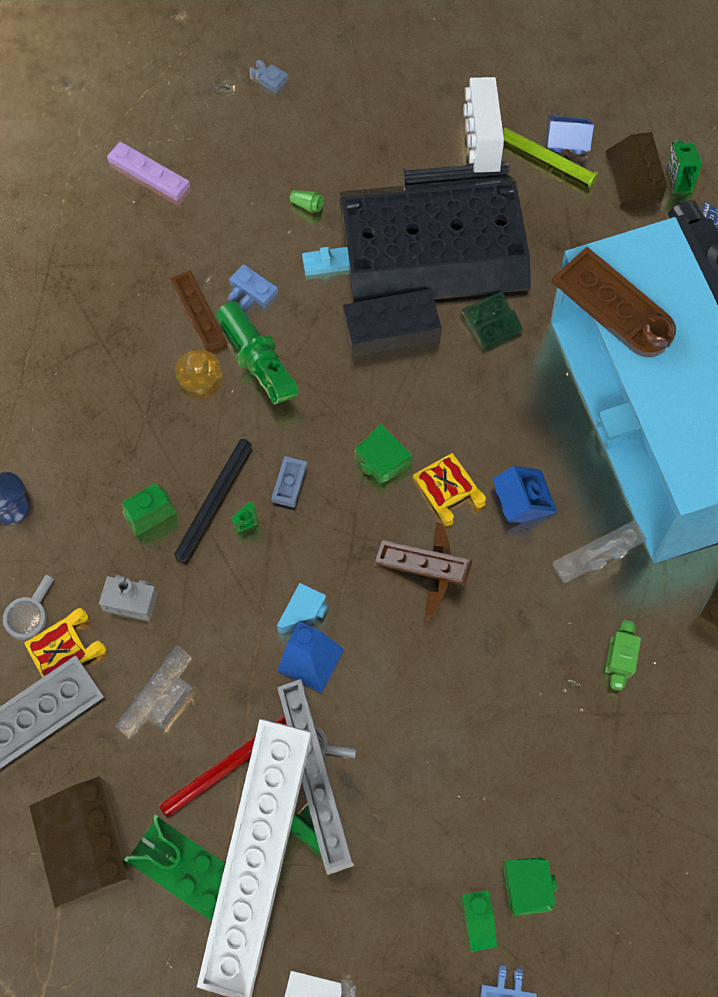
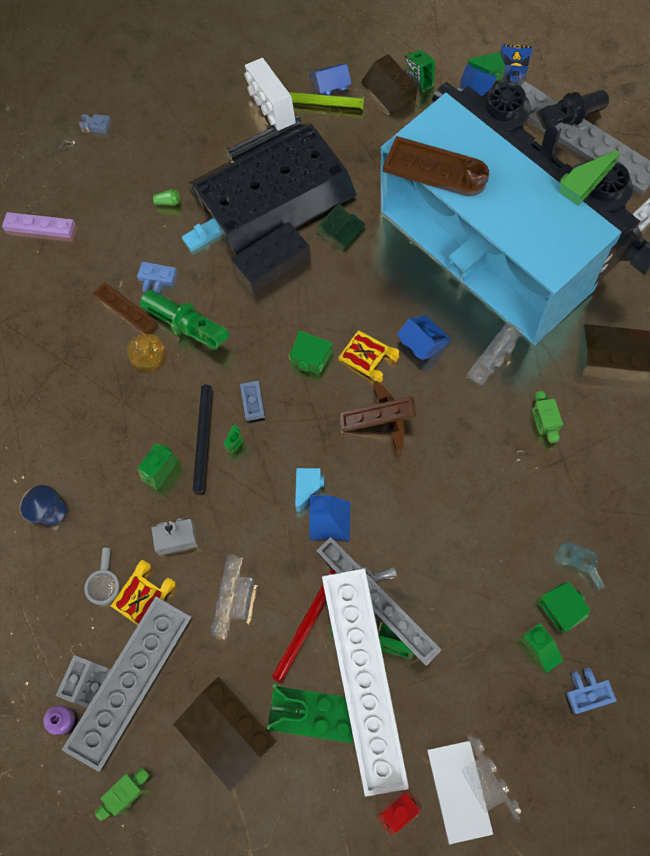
camera: 20 degrees left, 0 degrees up
(569, 838) = (576, 554): none -> clear light blue beam

